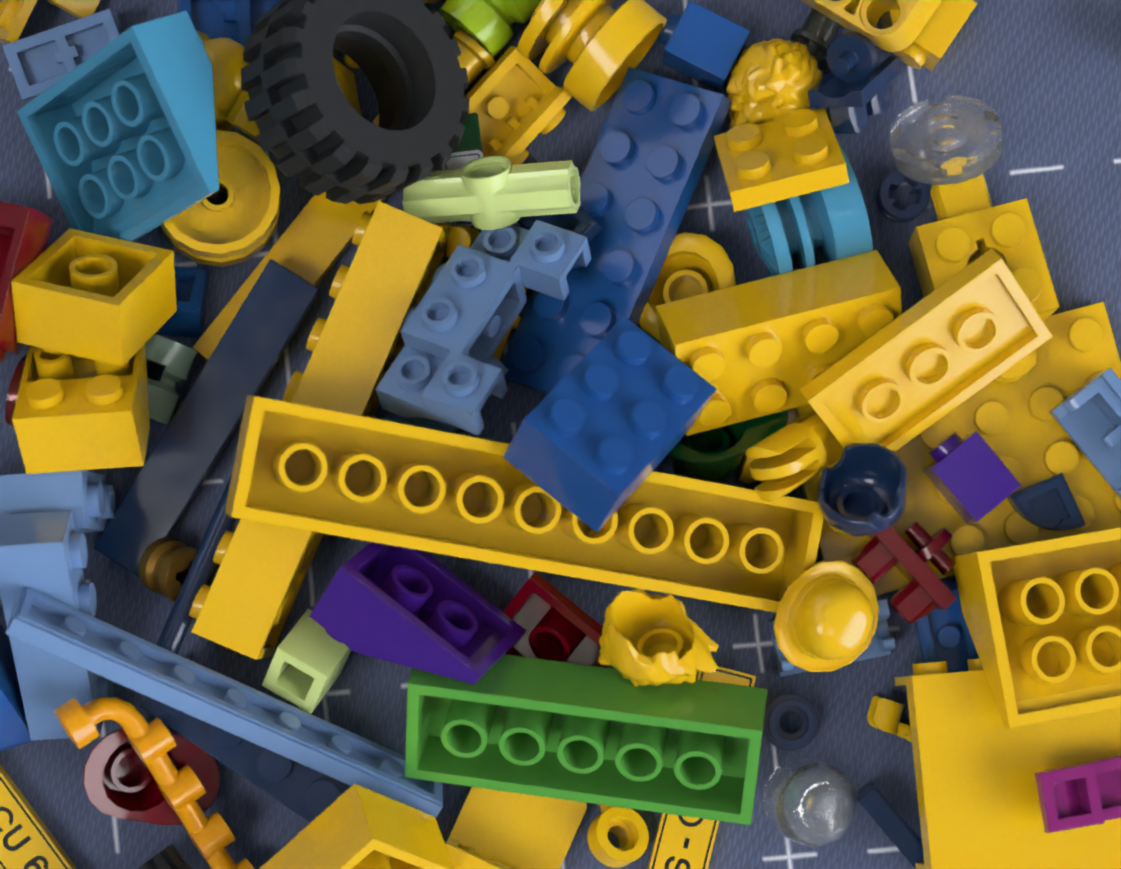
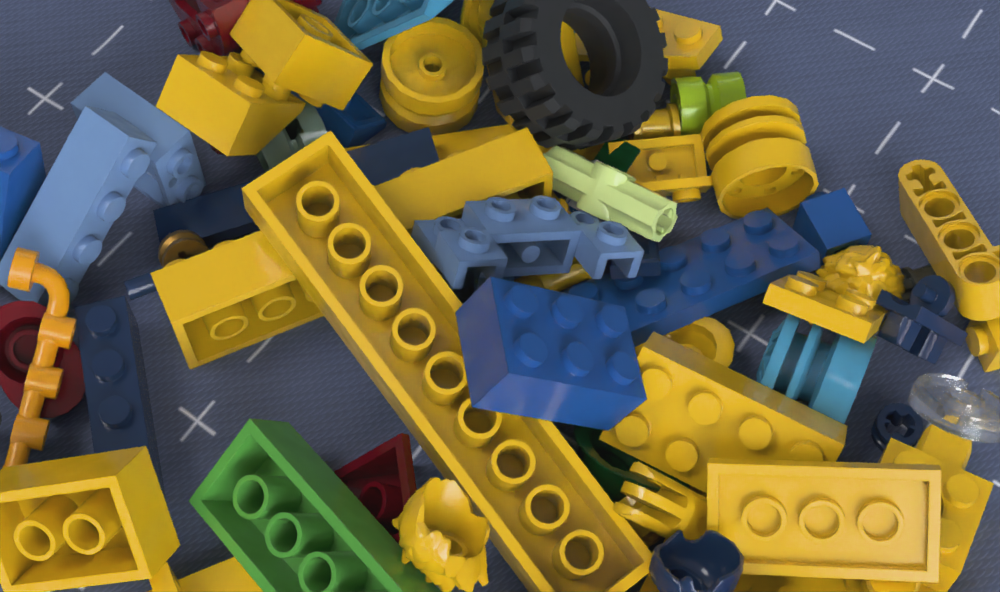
camera: 40 degrees right, 25 degrees down
(216, 699) = (124, 337): medium blue tile -> none
(306, 664) = (207, 377): yellowish green brick -> none
(414, 614) = (303, 388): dark purple slope -> none

